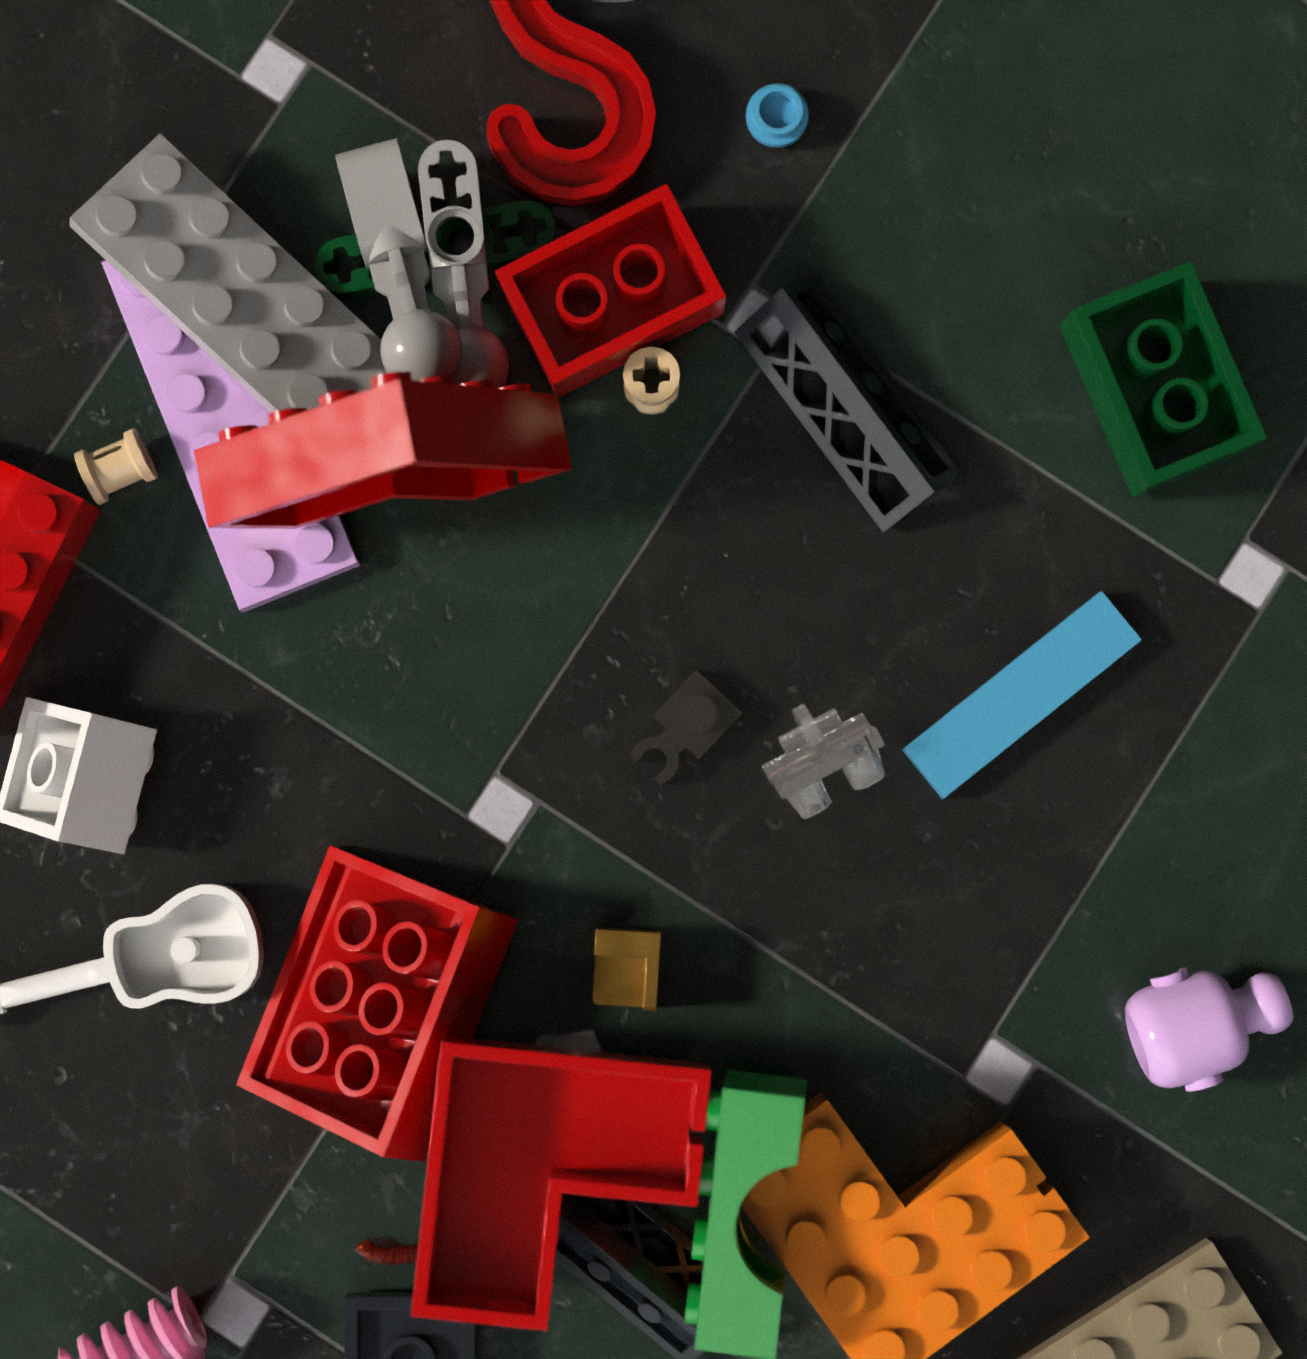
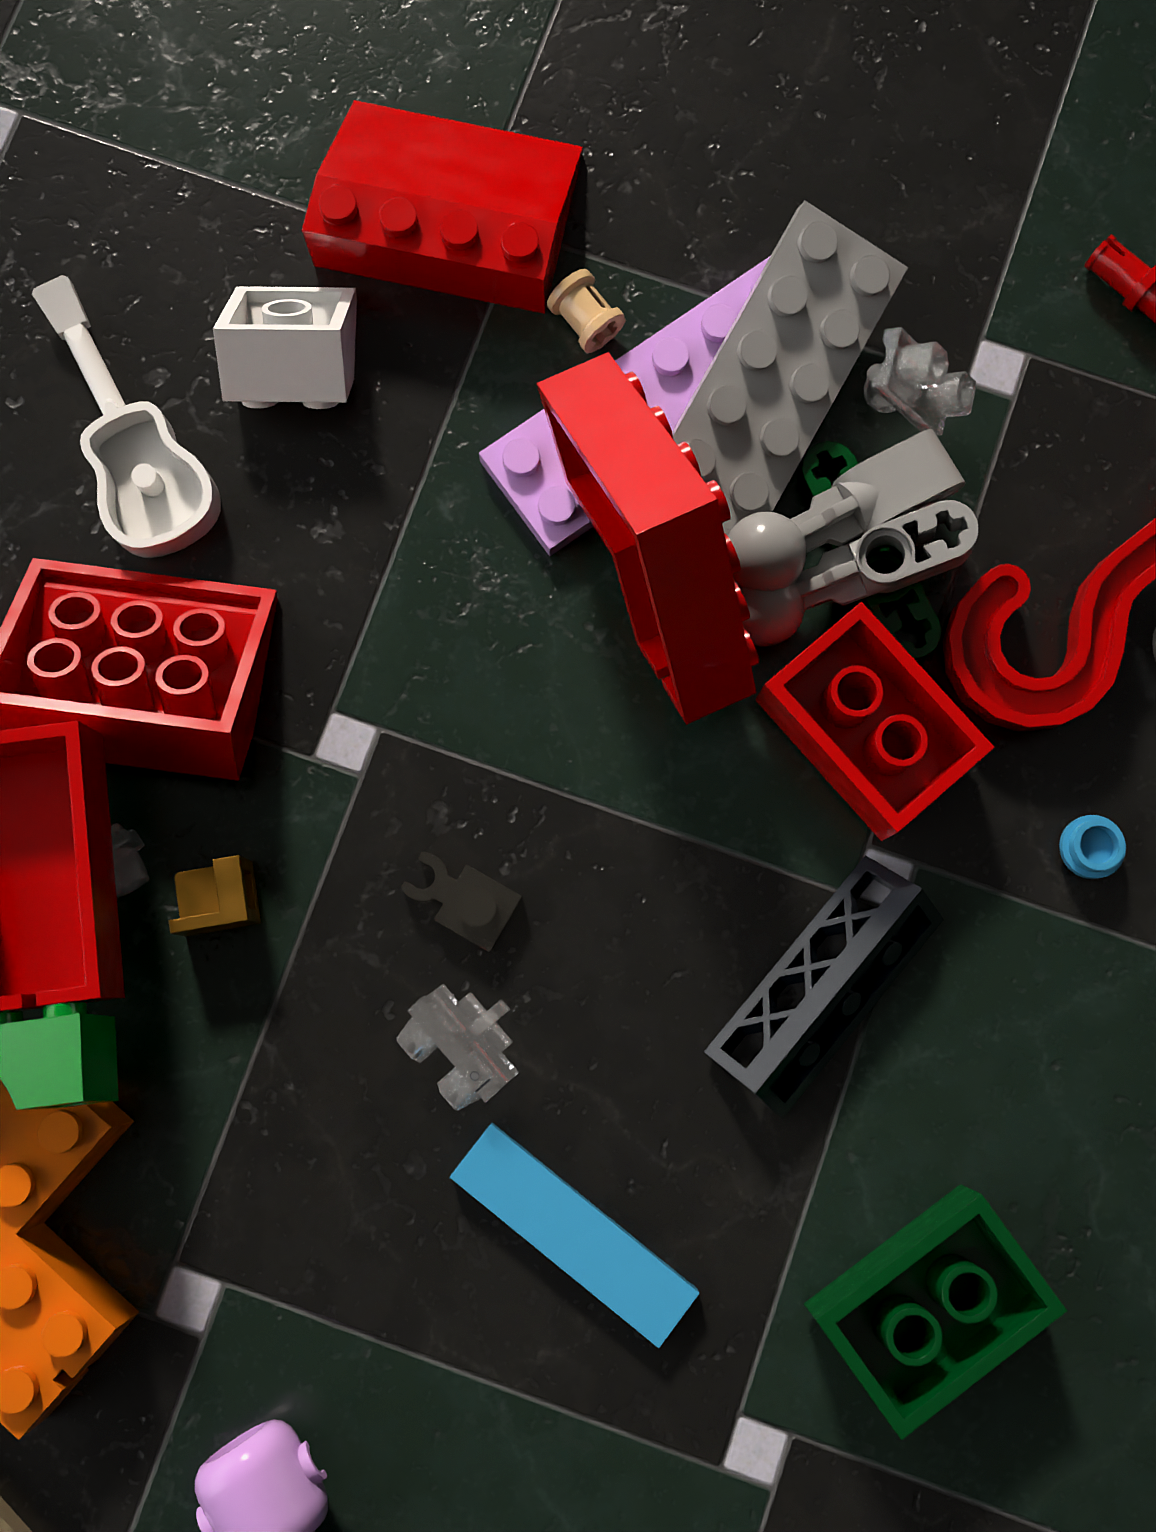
camera: 75 degrees right, 5 degrees down
(281, 156) = (917, 383): none -> clear hips
(667, 370) = (803, 767): tan bush -> none

